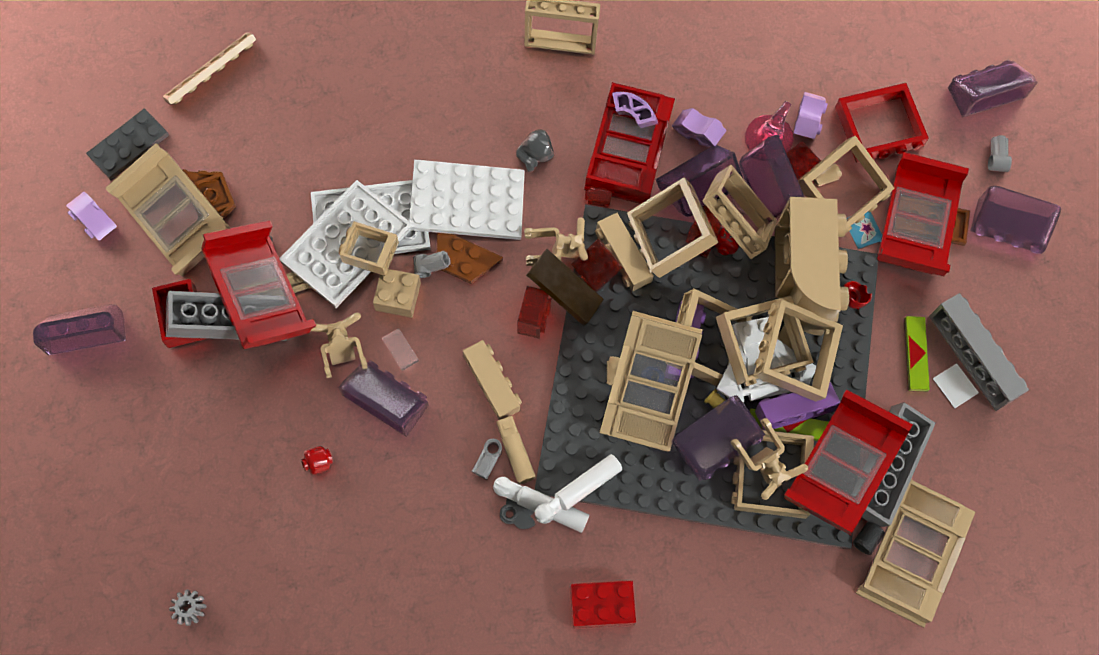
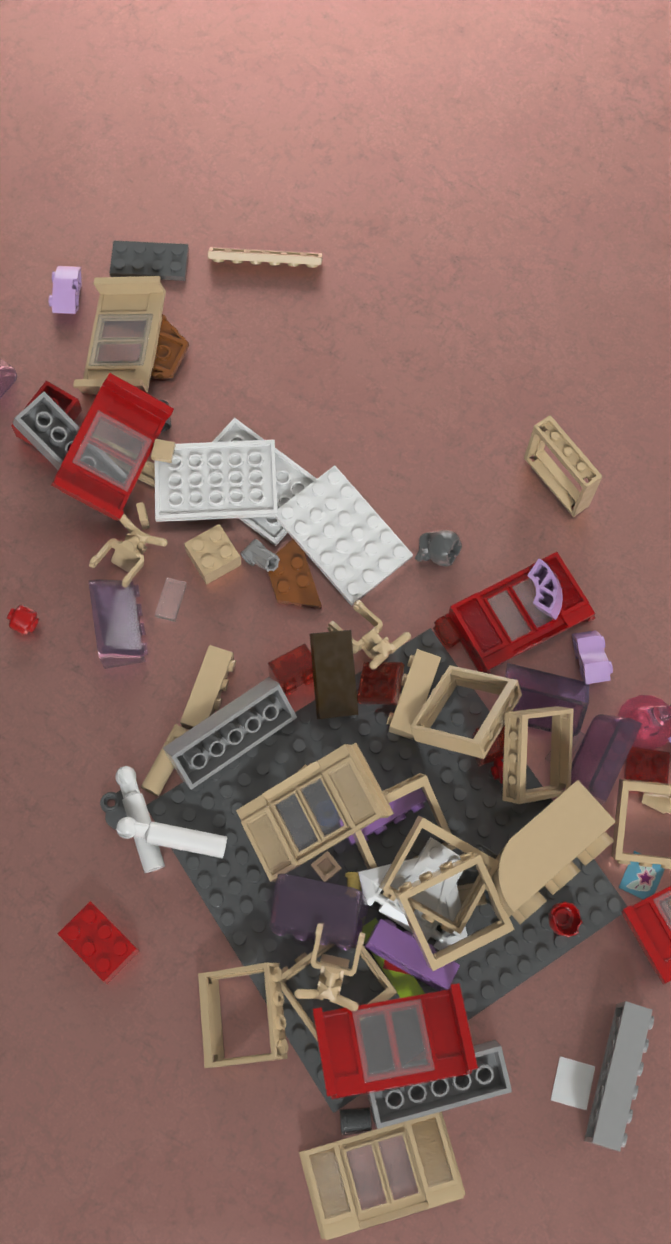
camera: 50 degrees right, 0 degrees up
(290, 256) = (163, 451): none -> tan tile
(320, 313) = (143, 515): none -> tan tile
(385, 258) = (228, 516): tan window -> none
(487, 460) = (138, 745): light grey piece -> none
(539, 390) = (230, 732): none -> light grey brick
(690, 410) = (326, 867): none -> tan plate
(722, 573) = (212, 1020): none -> tan window
(916, 354) = (568, 1022): lime tile -> none

